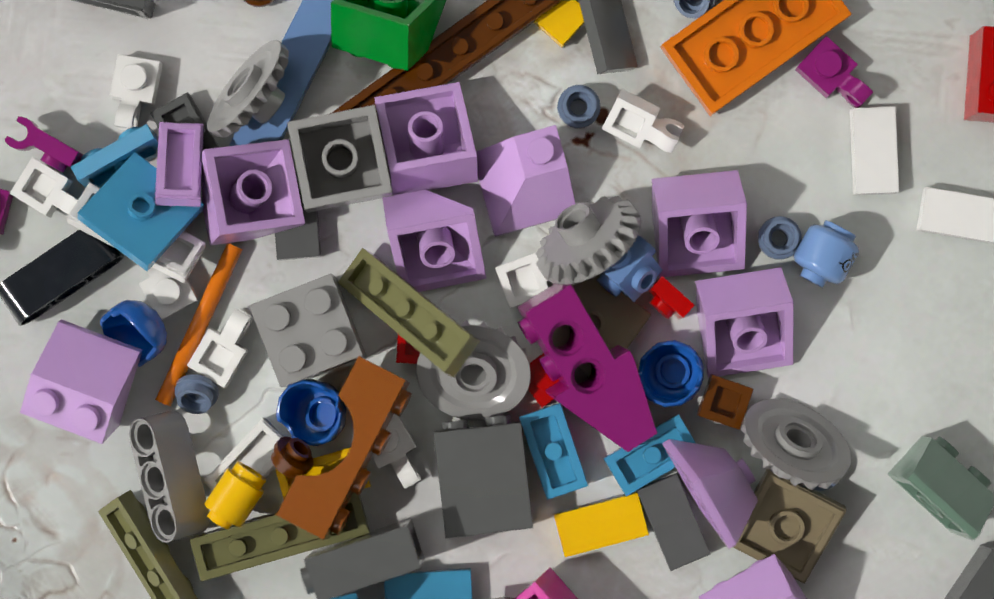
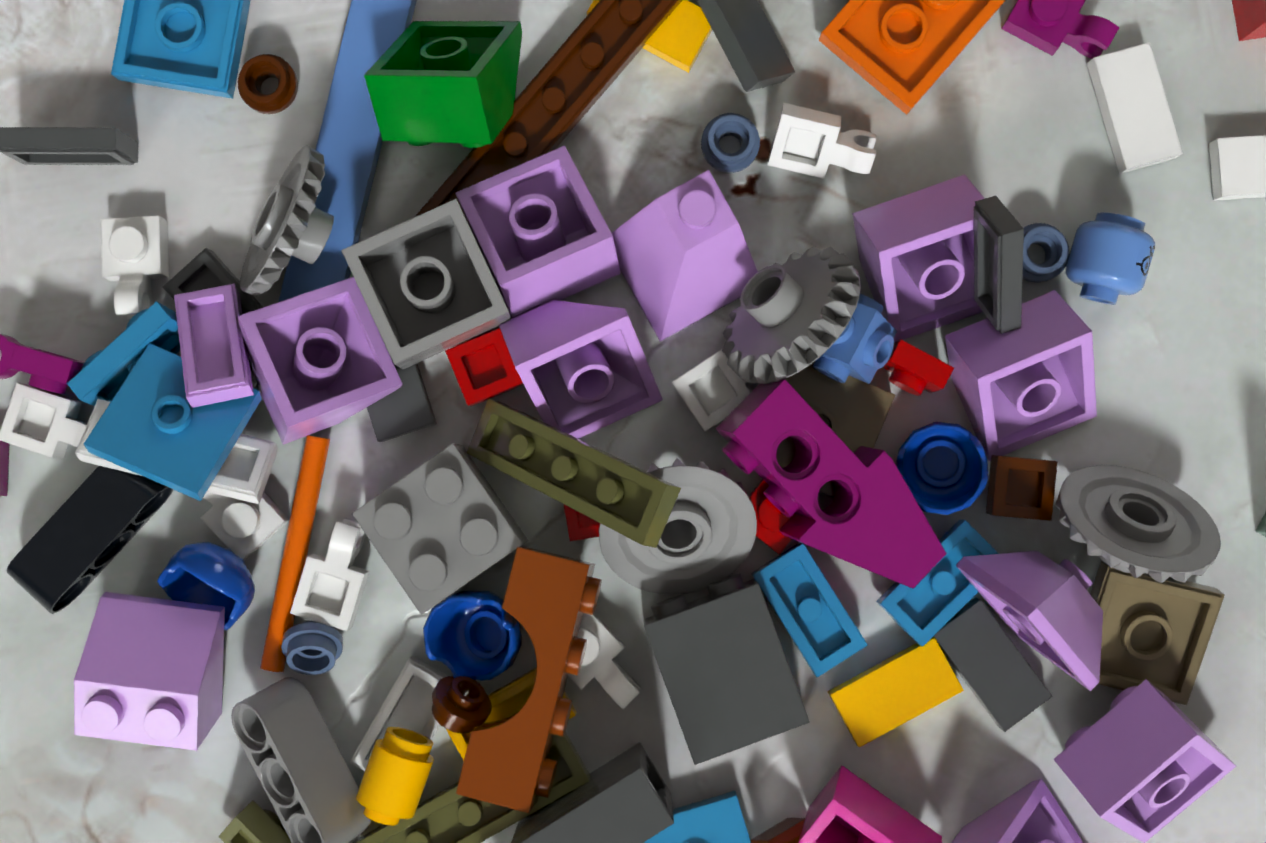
camera: 10 degrees left, 0 degrees up
(364, 225) = (484, 367): none -> red plate
(739, 240) = (998, 264): none -> dark grey tile

